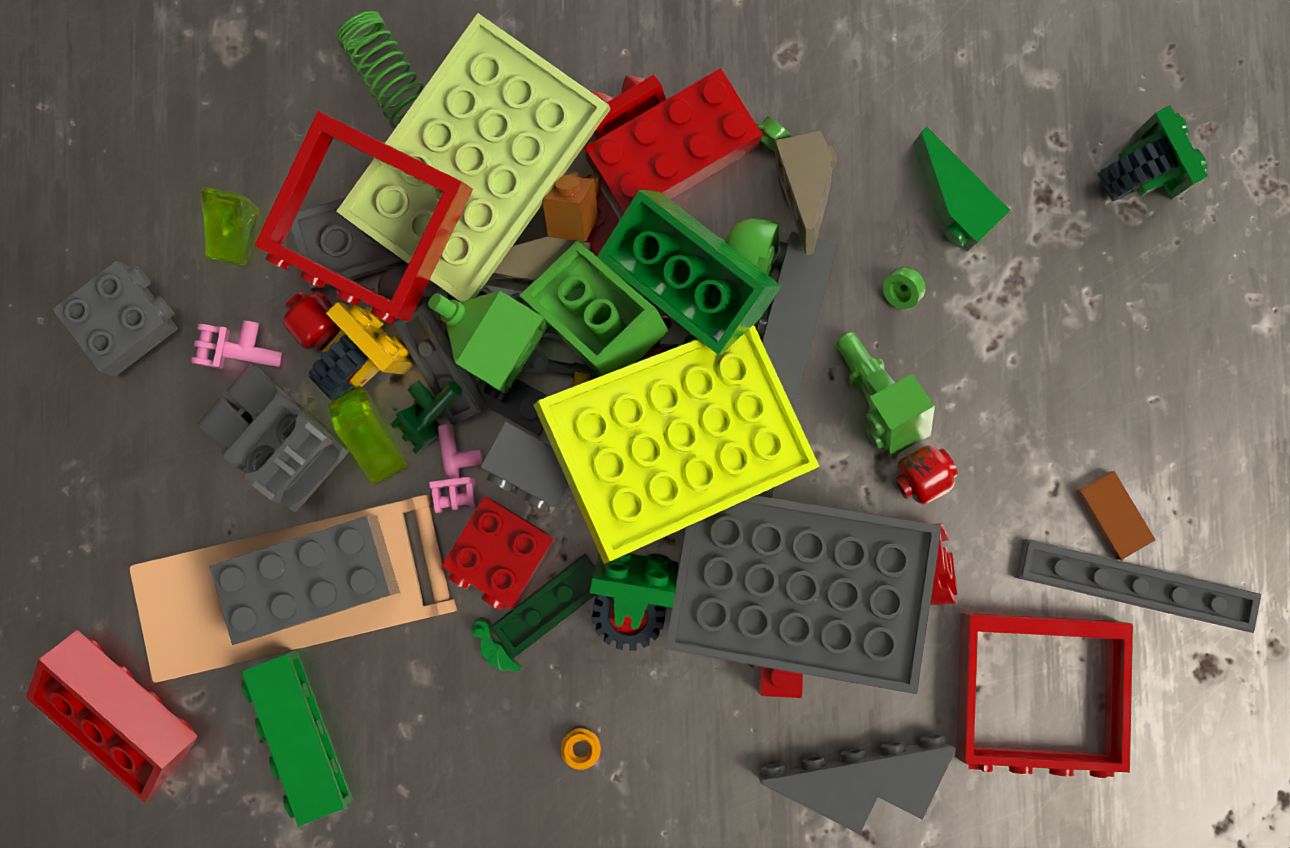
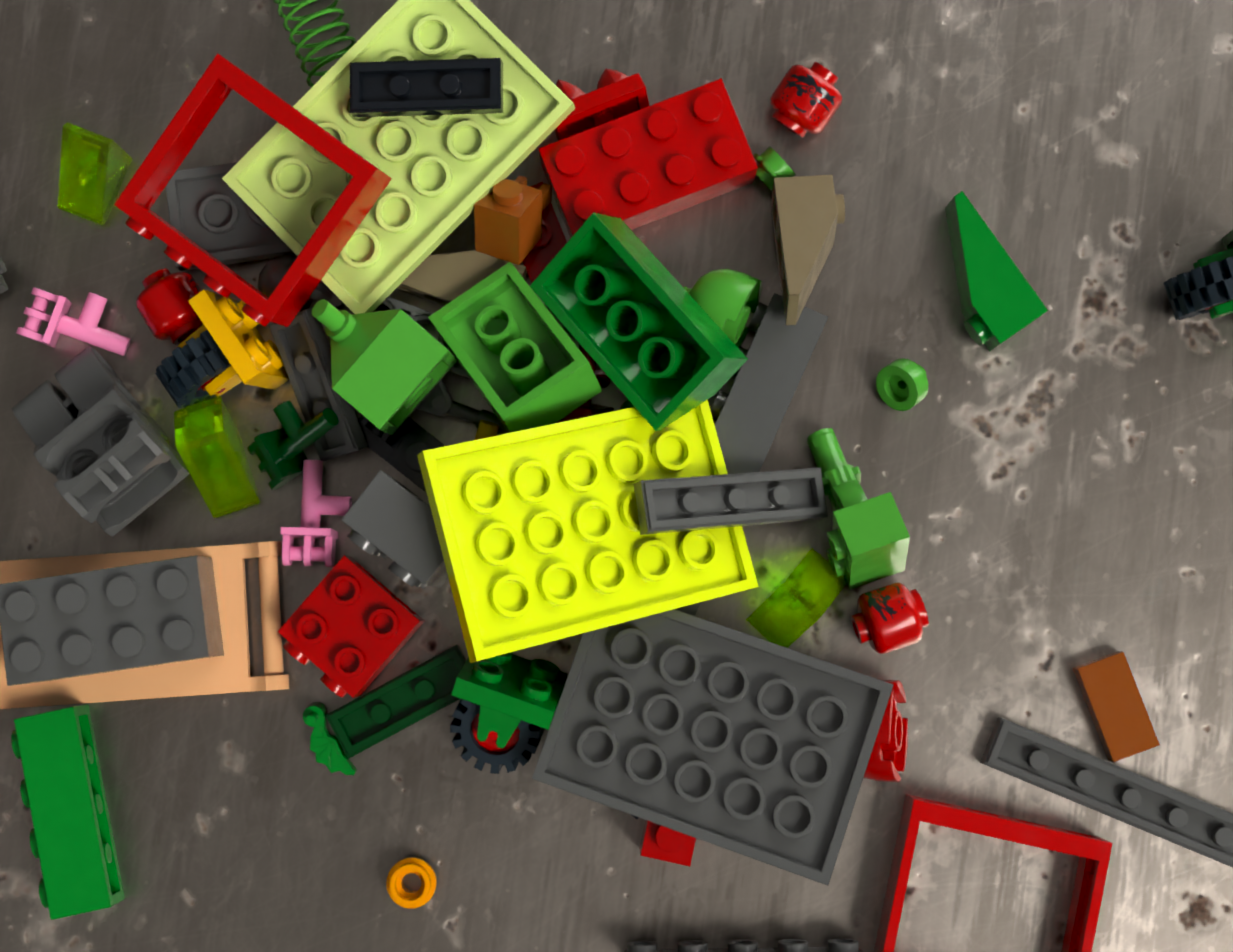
camera: 10 degrees right, 0 degrees up
(489, 111) = (426, 87): none -> black tile
(785, 401) = (729, 500): none -> dark grey tile
(790, 74) = (806, 99): none -> red head
(849, 473) = (797, 600): none -> clear neon green slope

